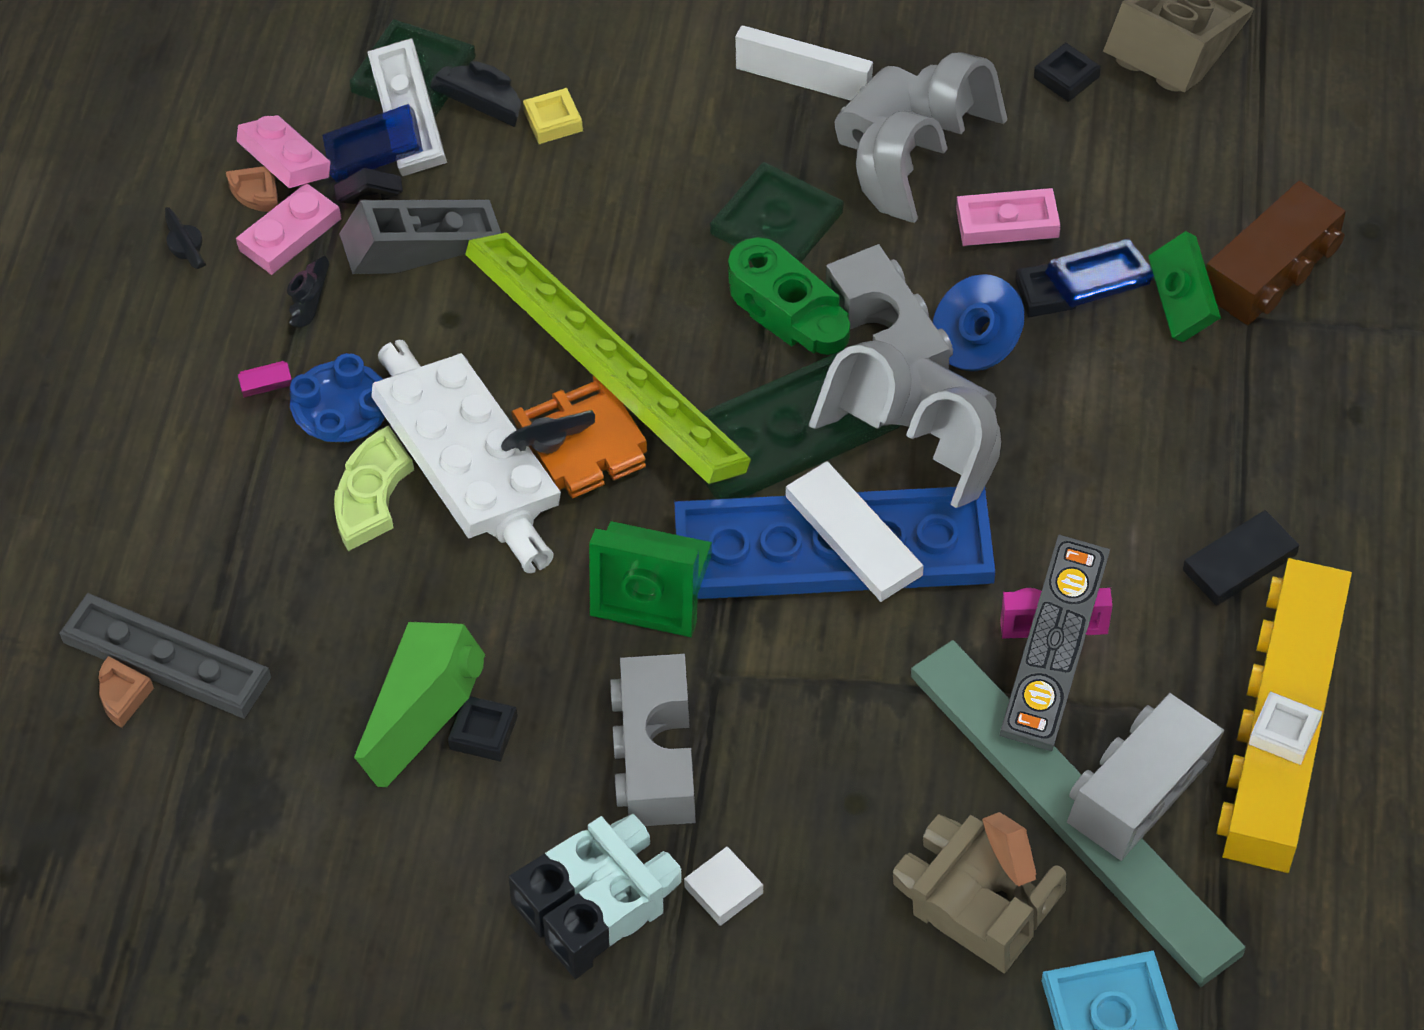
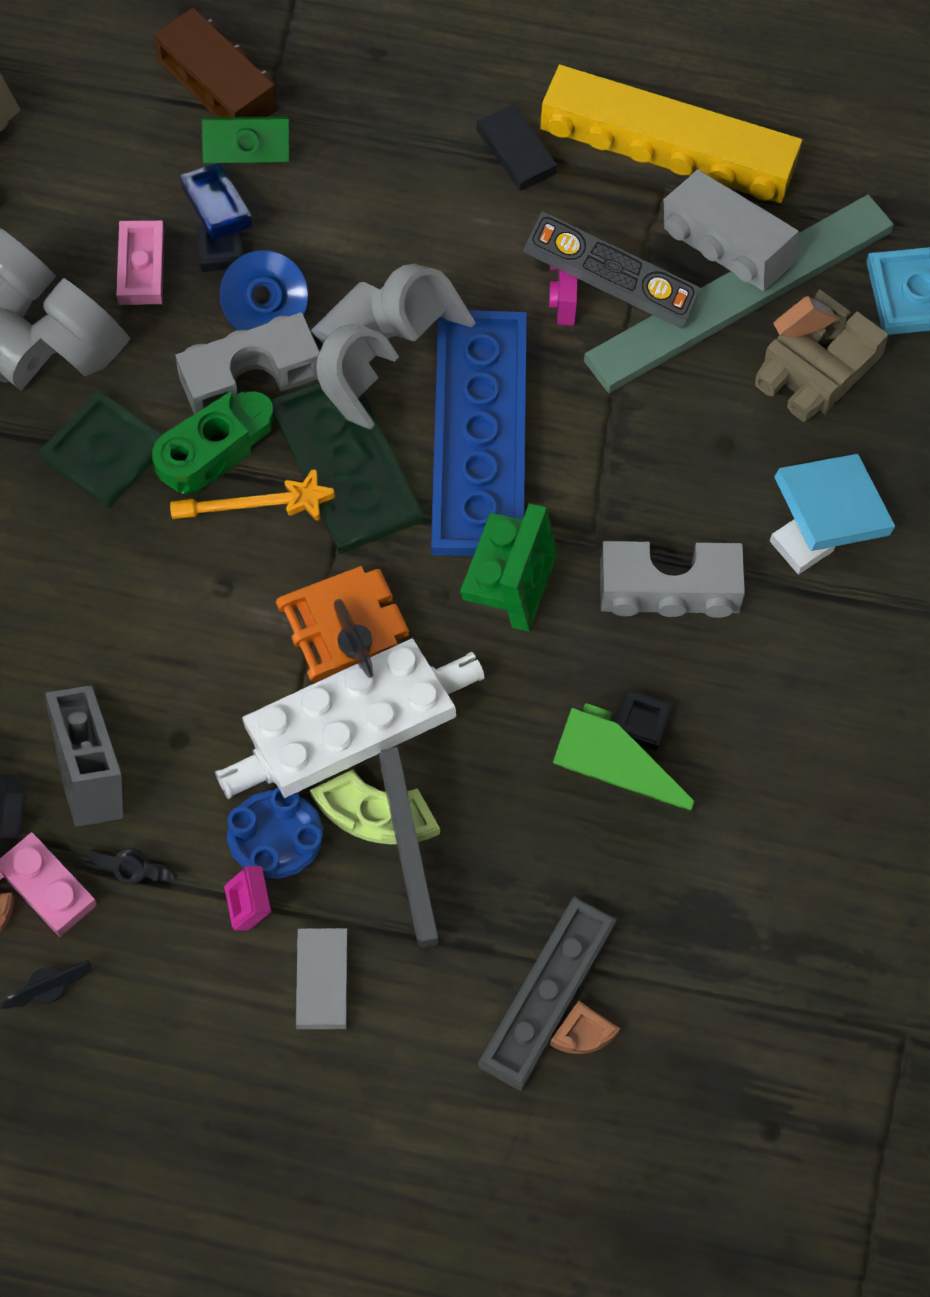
camera: 90 degrees left, 10 degrees up
(185, 456) = (321, 979): none -> light grey tile
(311, 502) = (408, 847): none -> dark grey tile
(593, 890) = (814, 632): hips -> none
(609, 358) = (257, 596): lime tile -> none
(728, 383) = (299, 498): none -> light orange piece
(775, 911) = (834, 502): none -> medium azure tile
(854, 531) = (482, 406): white tile -> none
(1285, 728) = (703, 126): white tile -> none

